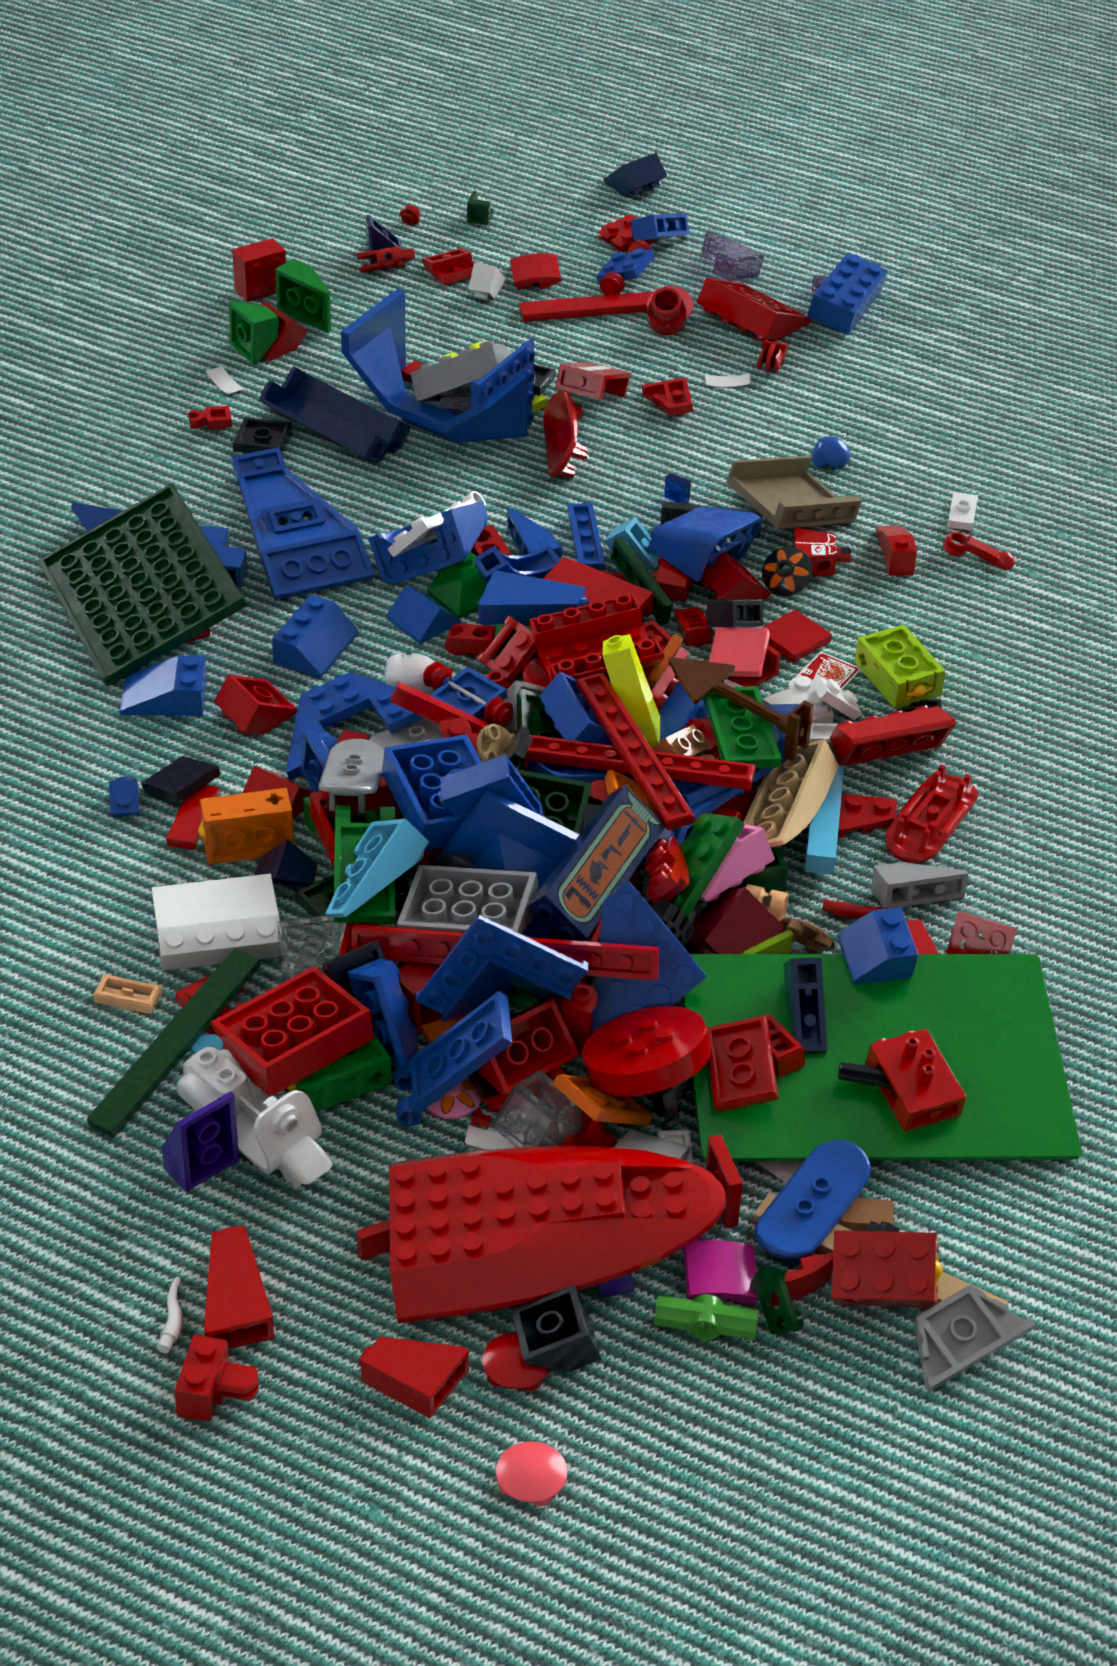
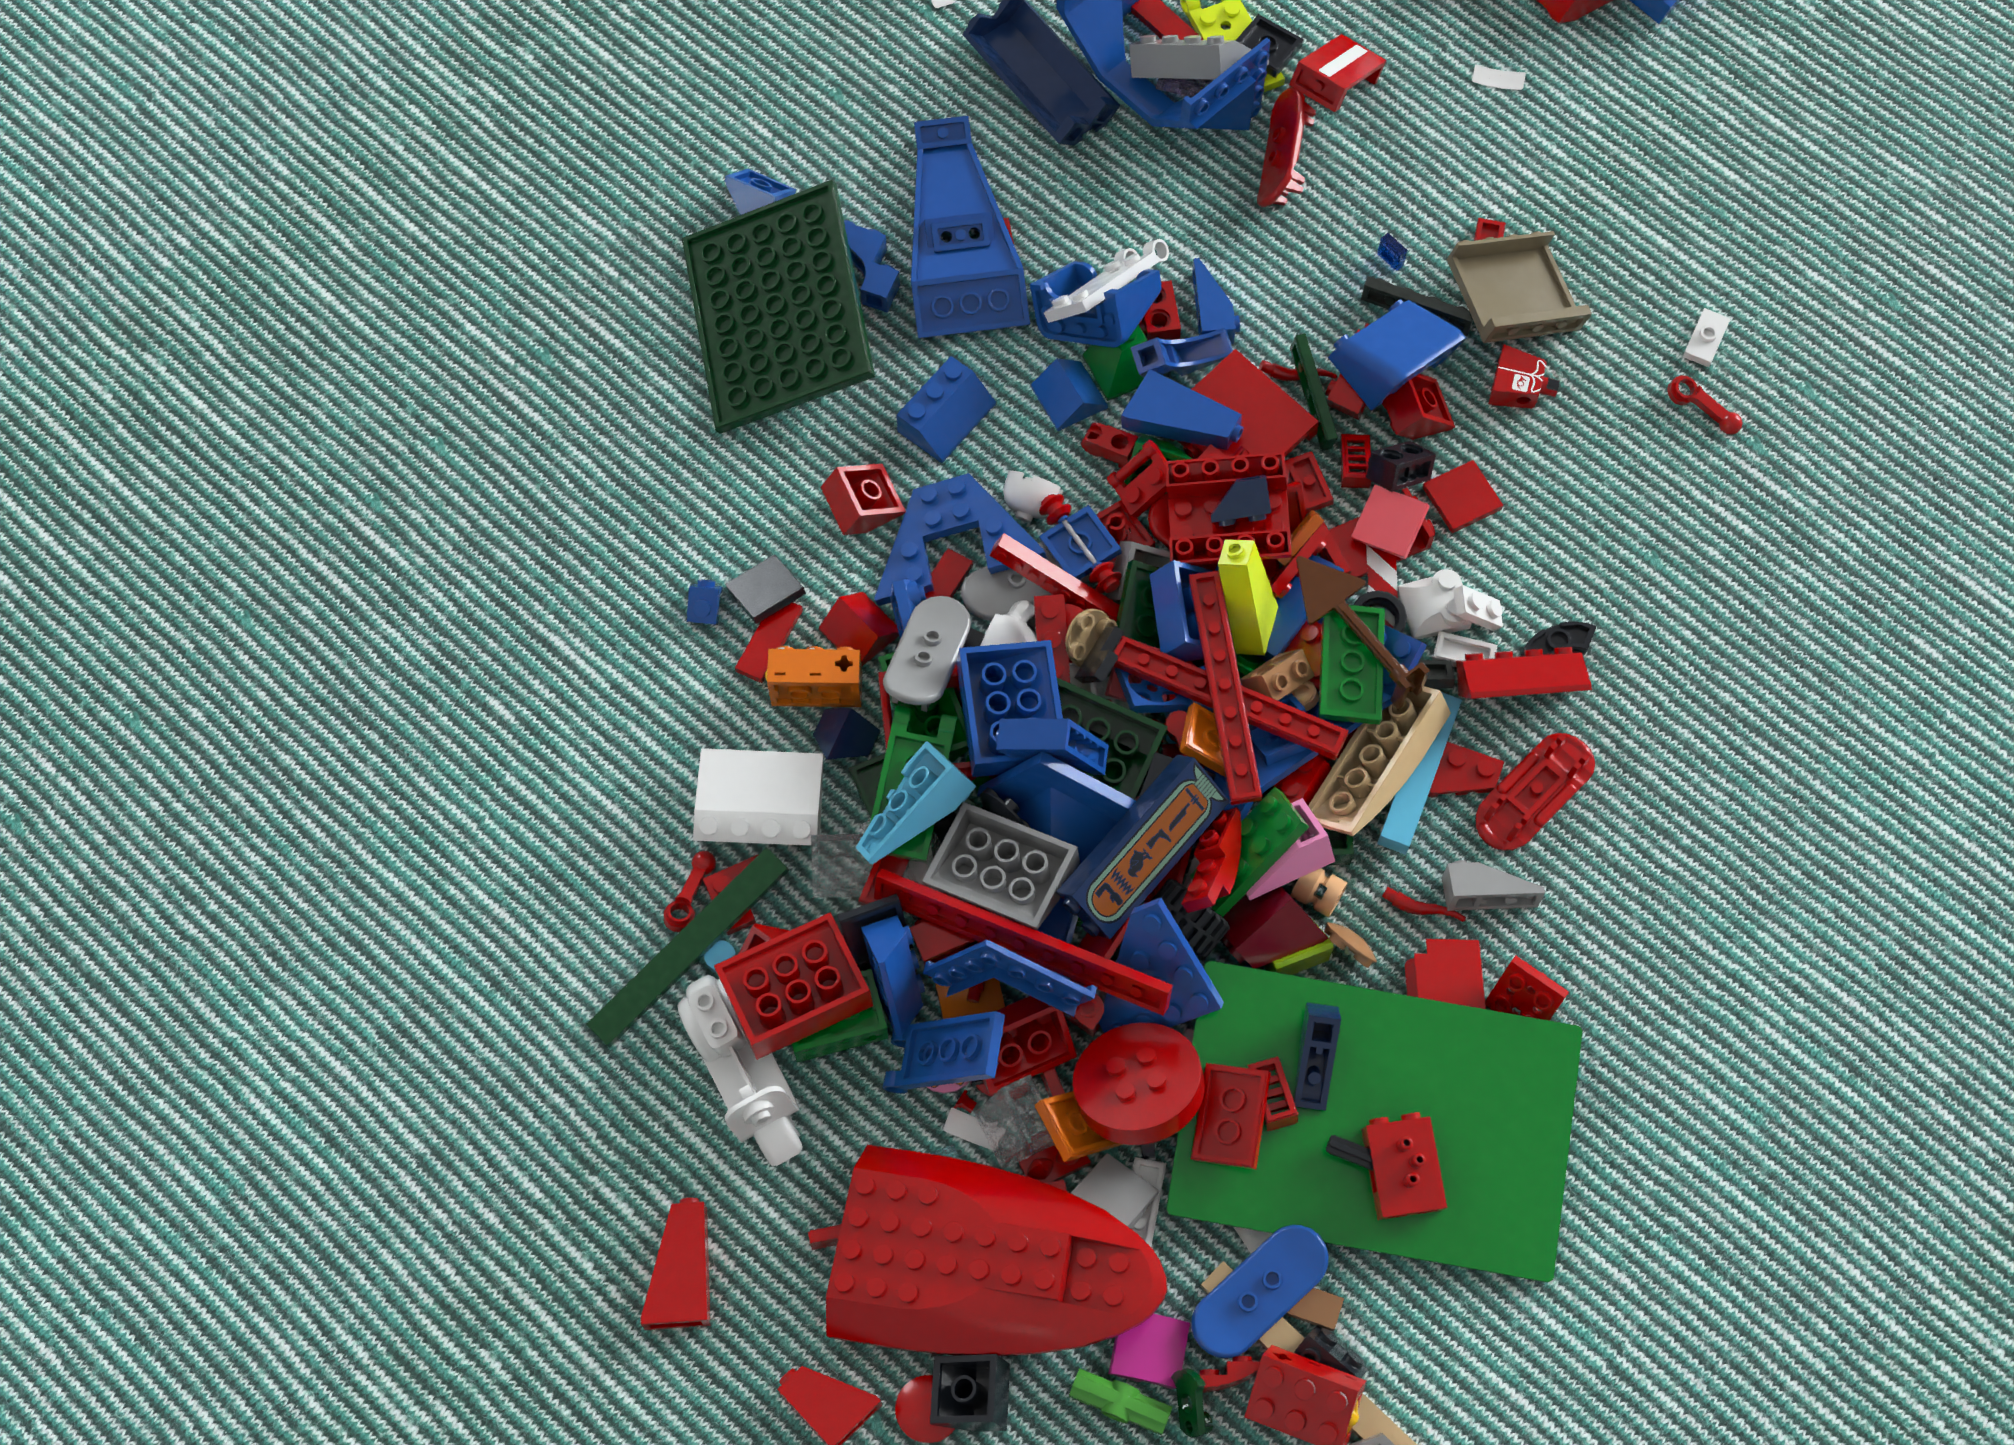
camera: 15 degrees right, 25 degrees up
(126, 997) = (647, 875): light nougat tile -> none
(161, 1016) = (702, 864): none -> red piece
(167, 688) = (777, 455): blue slope -> none
(174, 1323) = (620, 1290): white animal -> none
(202, 1143) = (684, 1093): dark purple slope -> none
(210, 1378) = (637, 1372): red brick -> none
(213, 417) = (912, 48): red plate -> none
(261, 435) = (957, 84): black tile -> none
(586, 535) = (1272, 307): blue plate -> none
(608, 622) = (1244, 498): none -> dark blue slope
(637, 539) = (1320, 328): medium azure slope -> none
(670, 396) = (1425, 98): red wing -> none
(723, 1168) = (1177, 1248): red tile -> none
(772, 354) = (1561, 46): red arm -> none
(793, 579) = (1492, 404): black dish -> none
(830, 668) = (1486, 555): sticker -> none
(831, 452) = (1582, 221): blue hair -> none
(879, 947) = (1411, 996): blue slope -> none
(897, 549) = (1613, 384): red slope -> none
(899, 666) = (1561, 574): lime piece -> none

